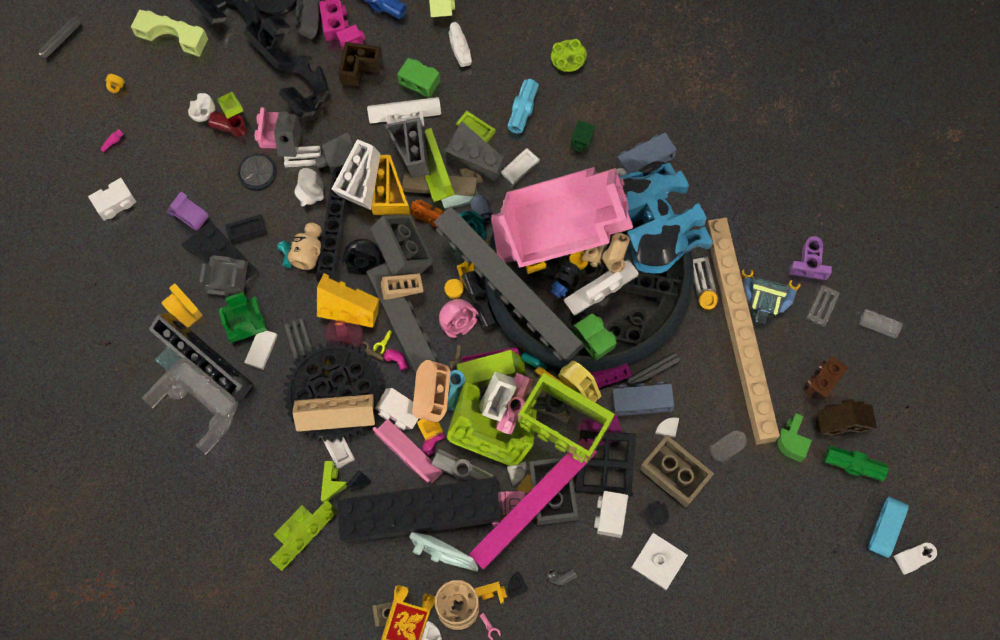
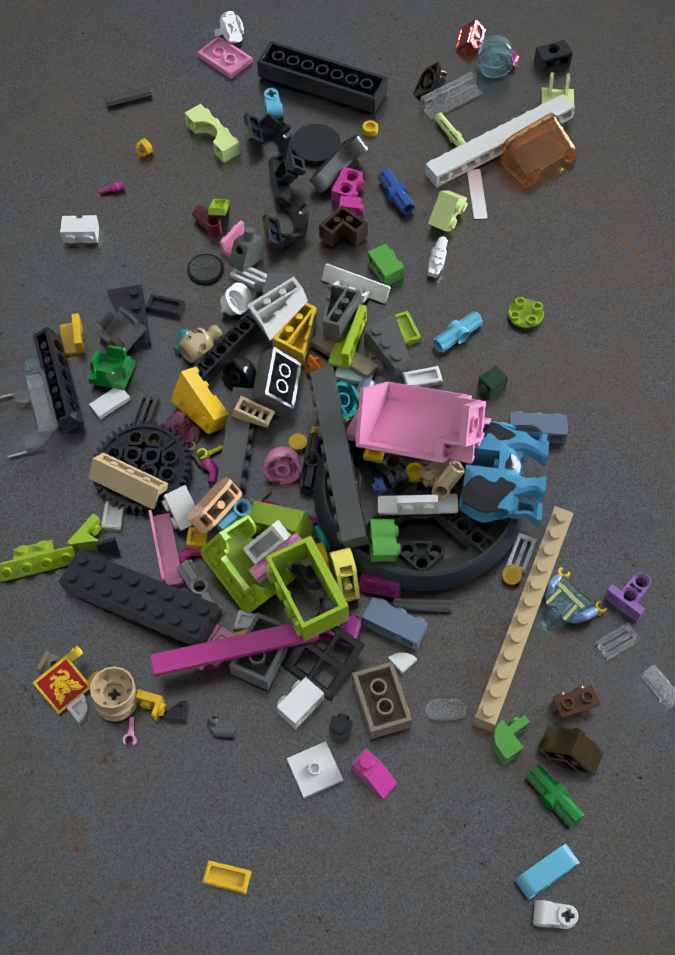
camera: 30 degrees right, 10 degrees down
(187, 212) = (128, 266): medium lavender tile -> none
(201, 108) = (195, 198): white hair -> none
(441, 551) = (133, 642): light aqua piece -> none
(708, 535) = (373, 774): none -> dark pink slope

